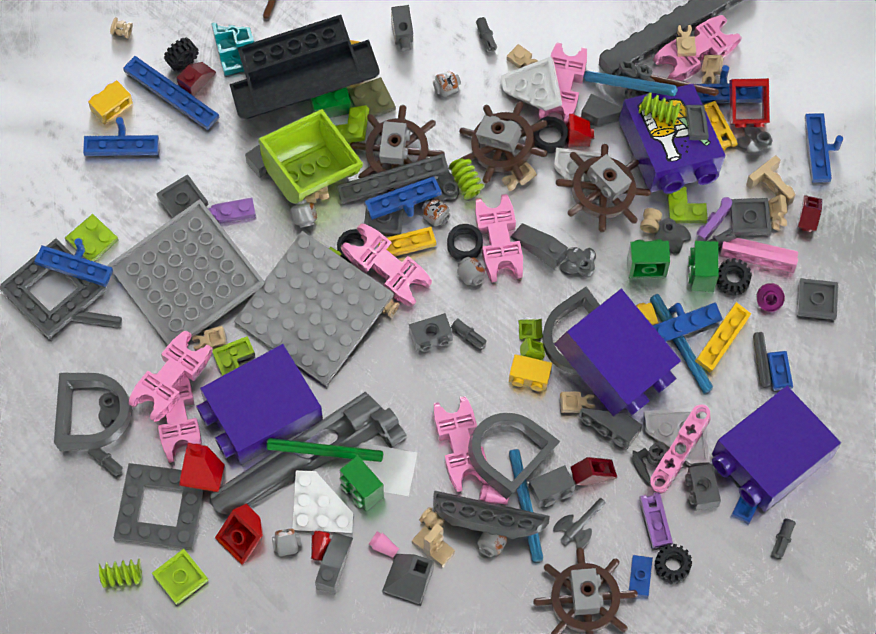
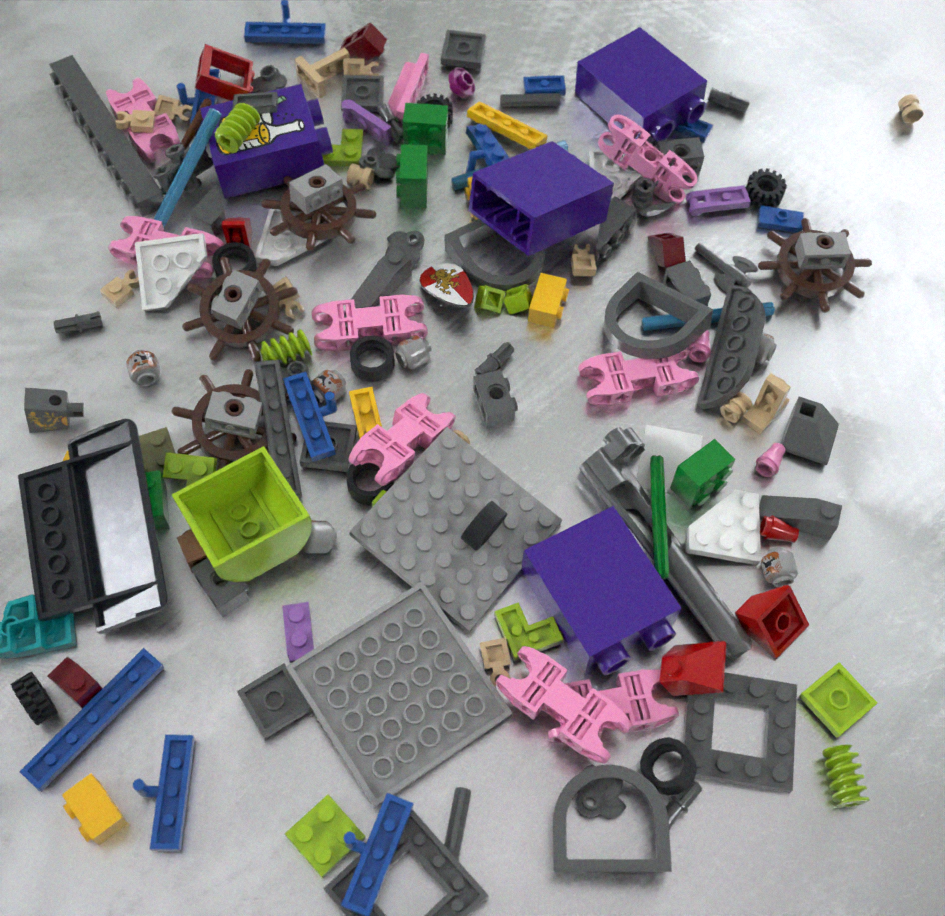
camera: 90 degrees left, 5 degrees down
(129, 439) = (659, 748): none -> black tyre
(303, 317) = (483, 525): none -> black tyre
(539, 293) = (448, 284): none -> shield

